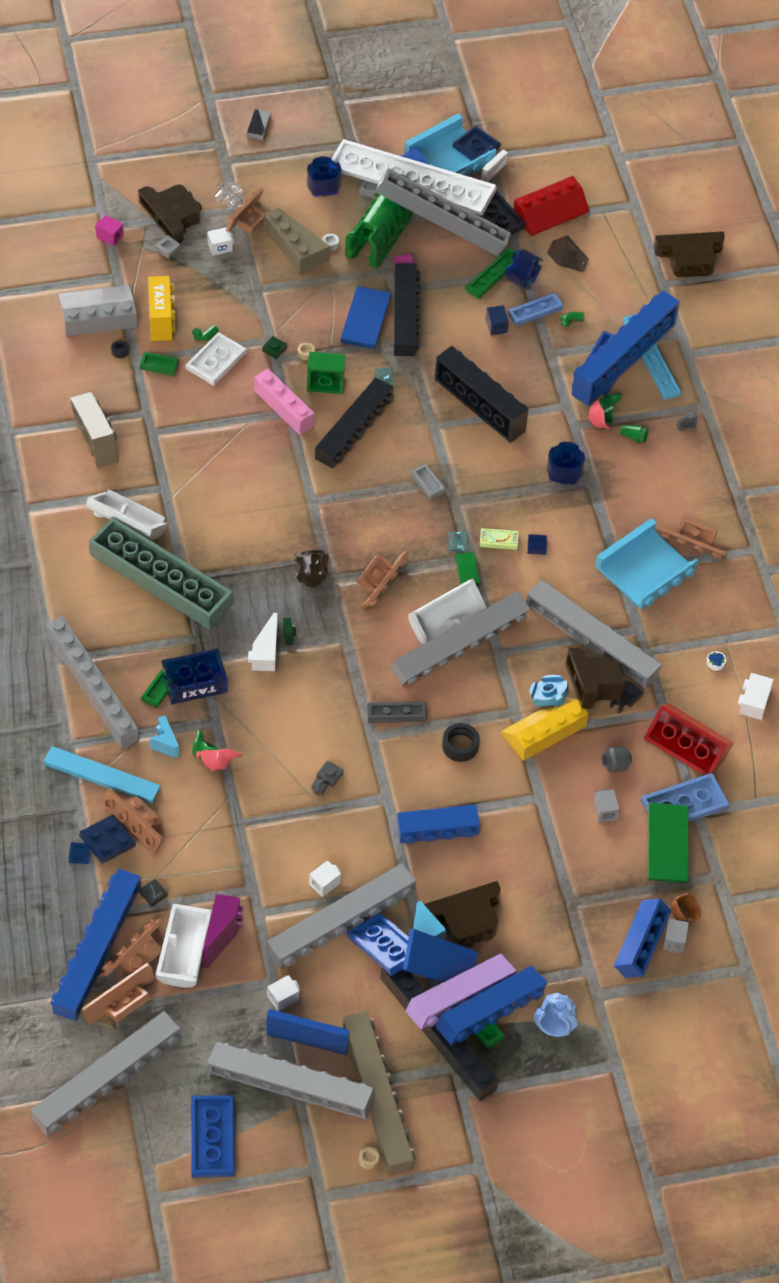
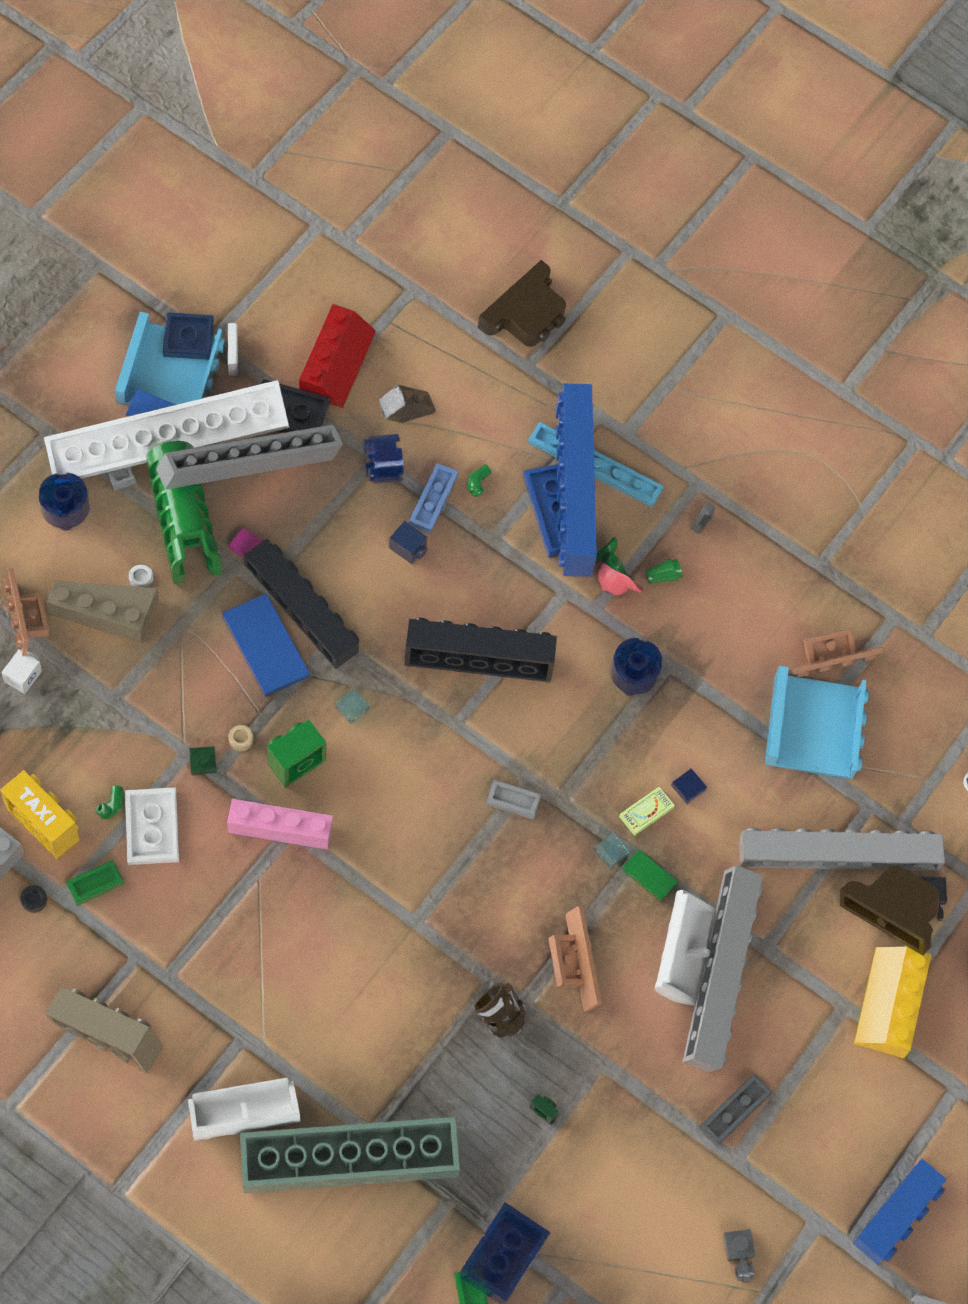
camera: 45 degrees left, 10 degrees up
(264, 647) = (540, 1151): white slope -> none
(354, 423) = (377, 790): black brick -> none
(457, 754) = (842, 1075): black tyre -> none
(490, 275) = (348, 485): green tile -> none
(543, 697) = (878, 961): dark azure plate -> none

